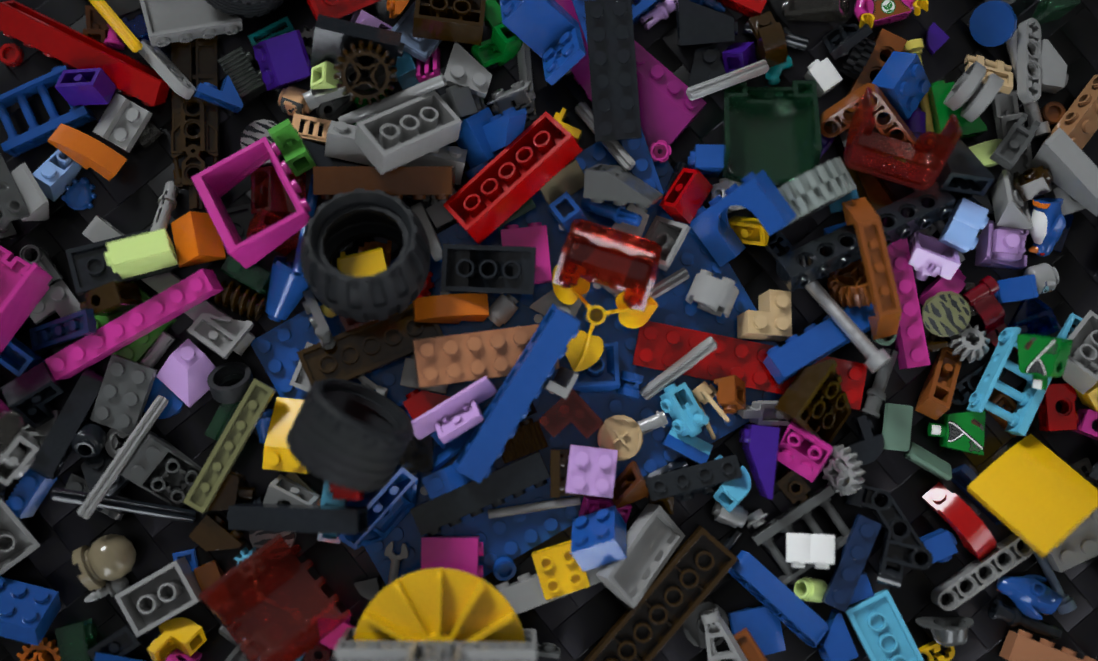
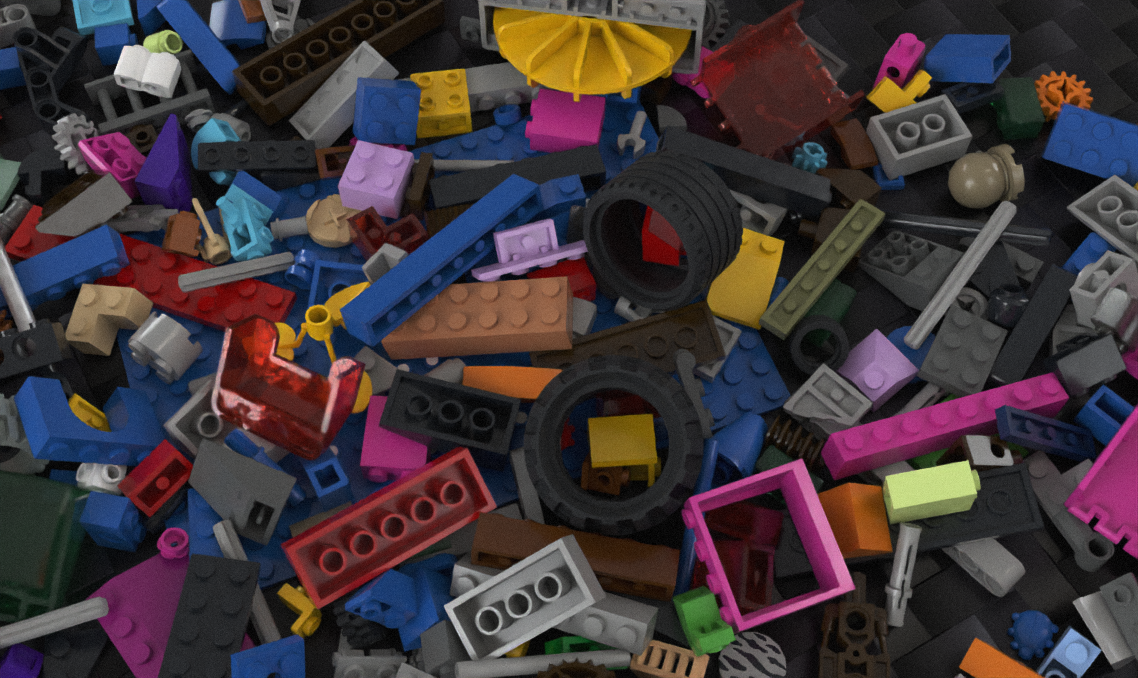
camera: 175 degrees left, 25 degrees down
(851, 562) = (104, 57): dark blue plate -> none

